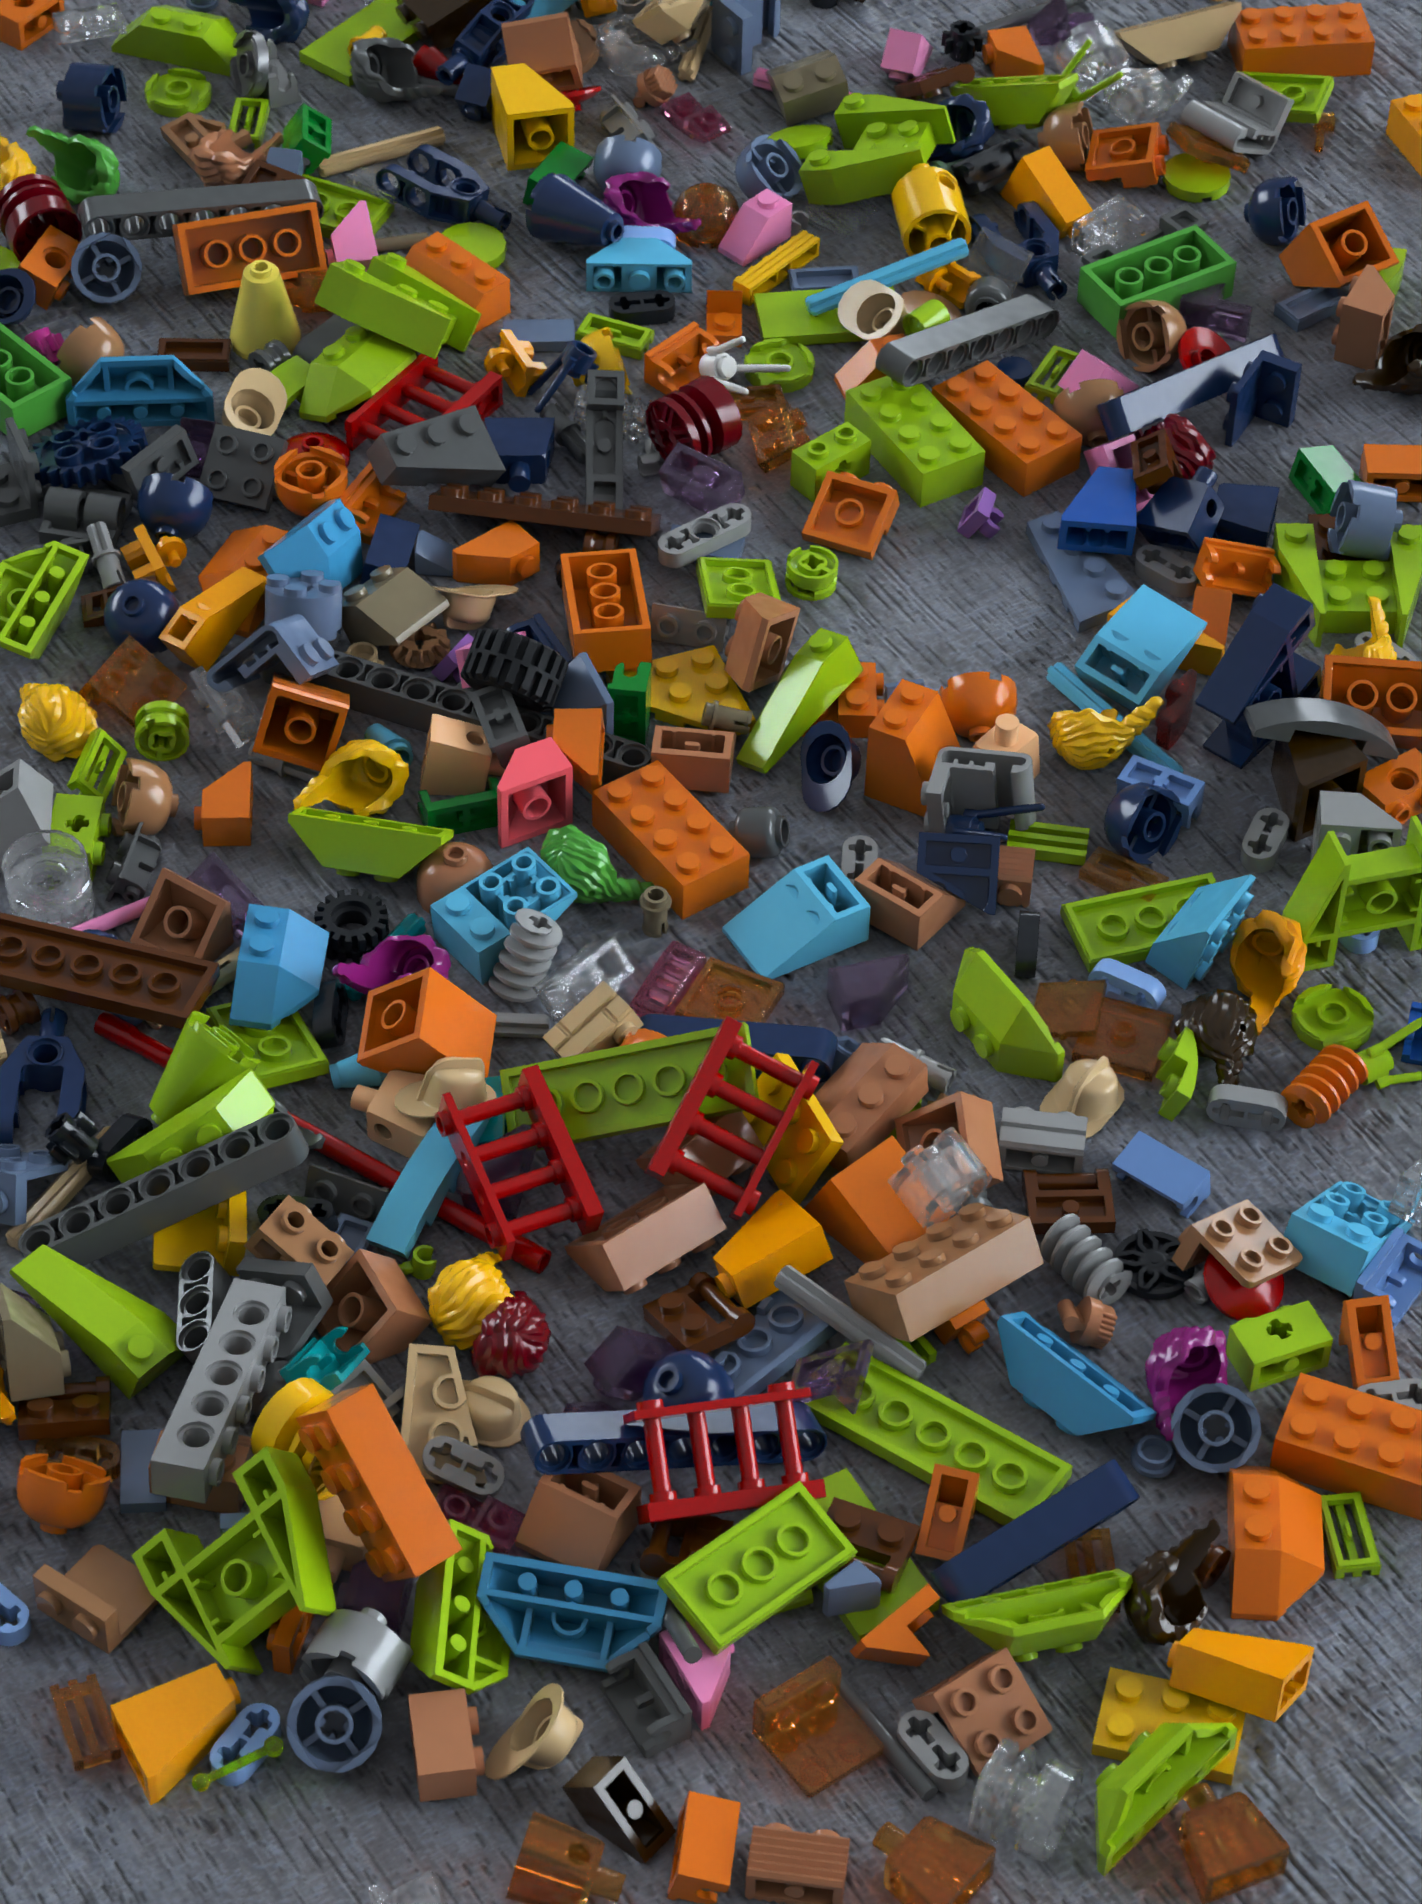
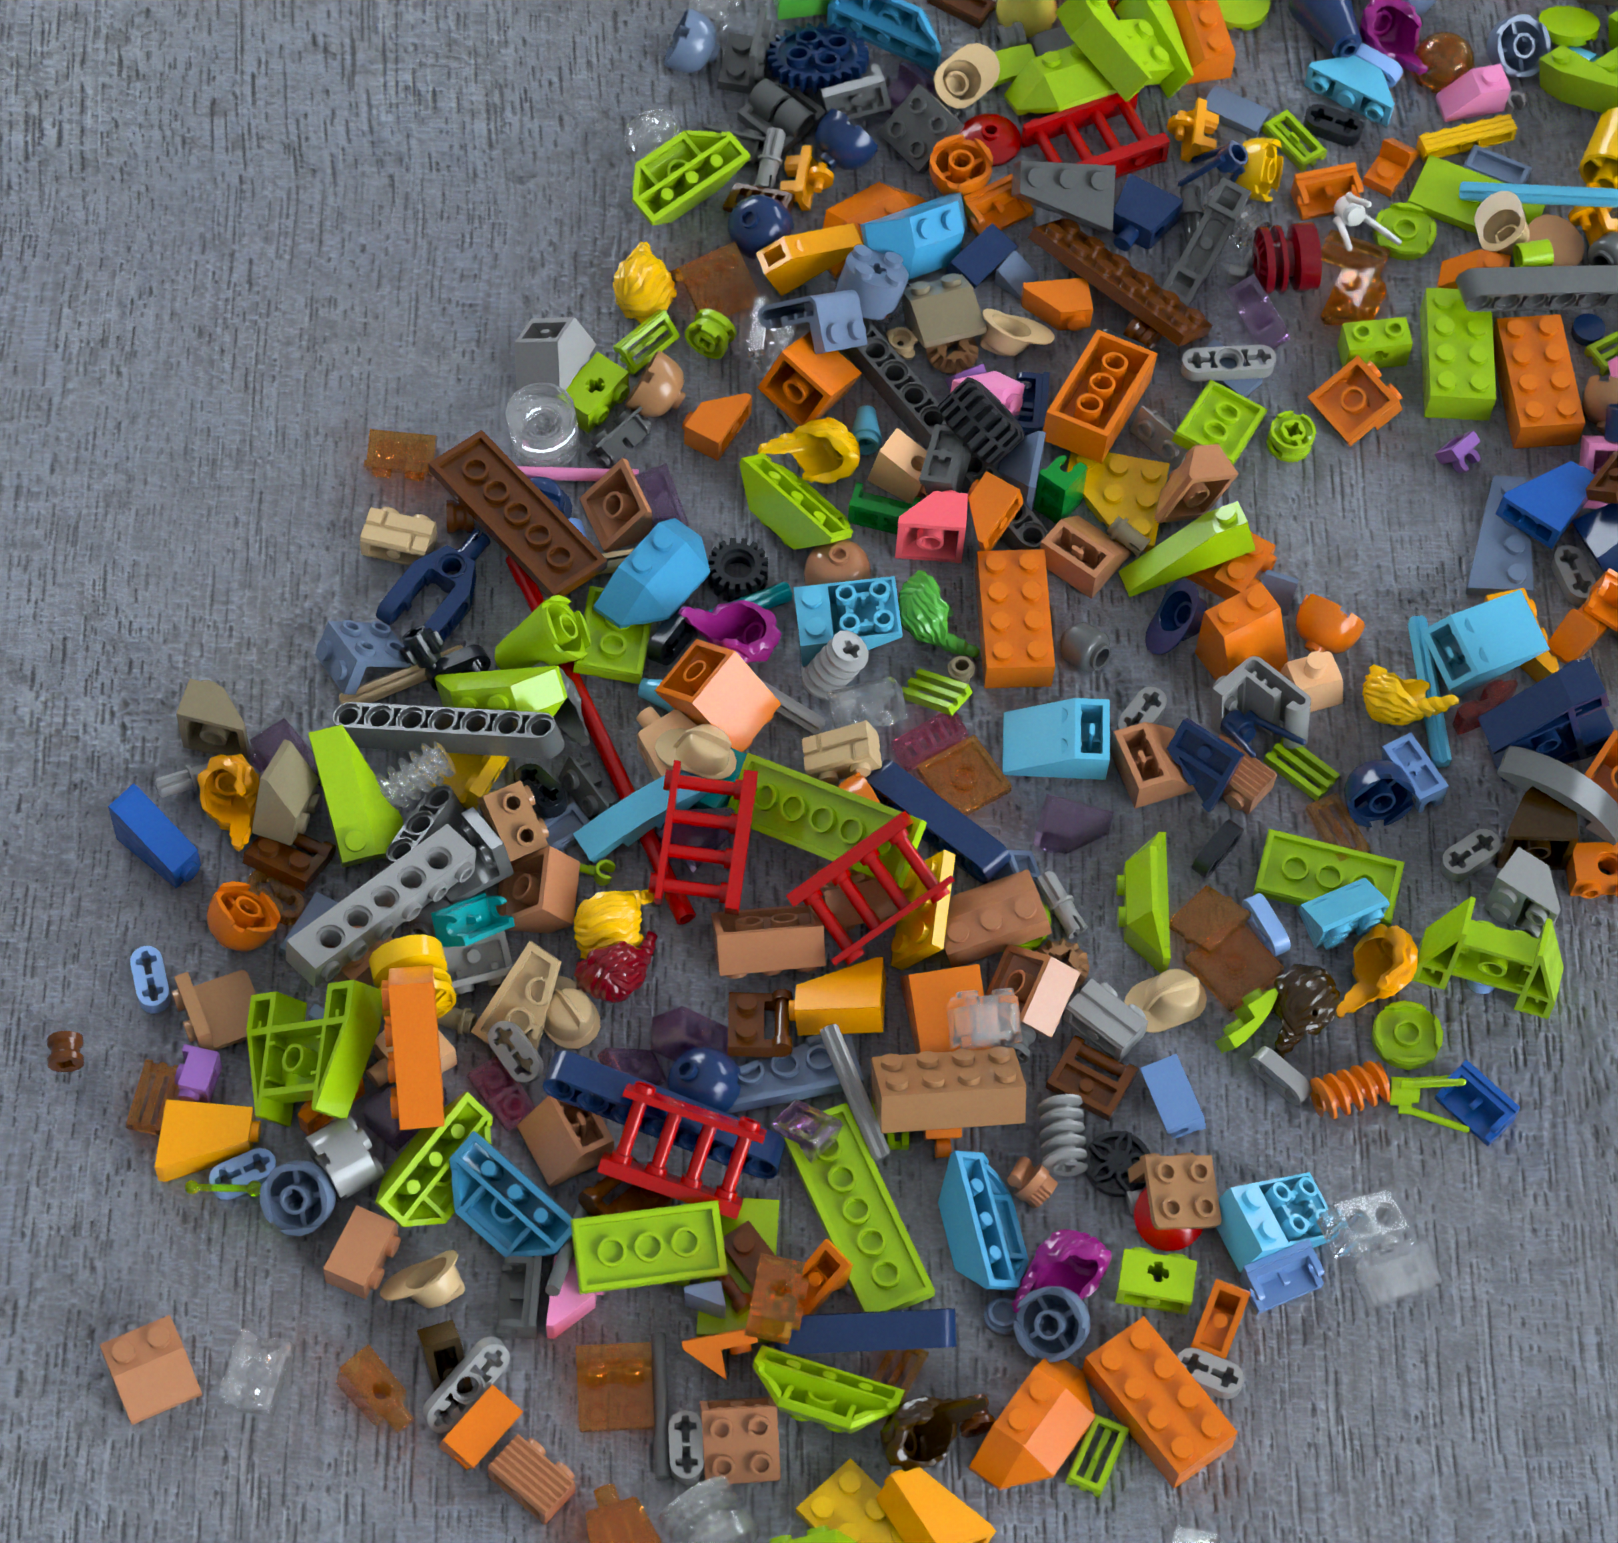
camera: 30 degrees right, 15 degrees up
(120, 1665) = (198, 1075): none -> medium lavender brick
(157, 1256) = (416, 776): none -> clear piece
(643, 1820) = (465, 1368): none -> light grey beam
(649, 933) = (940, 688): none -> lime tile
(931, 1541) = (775, 1299): none -> clear orange brick

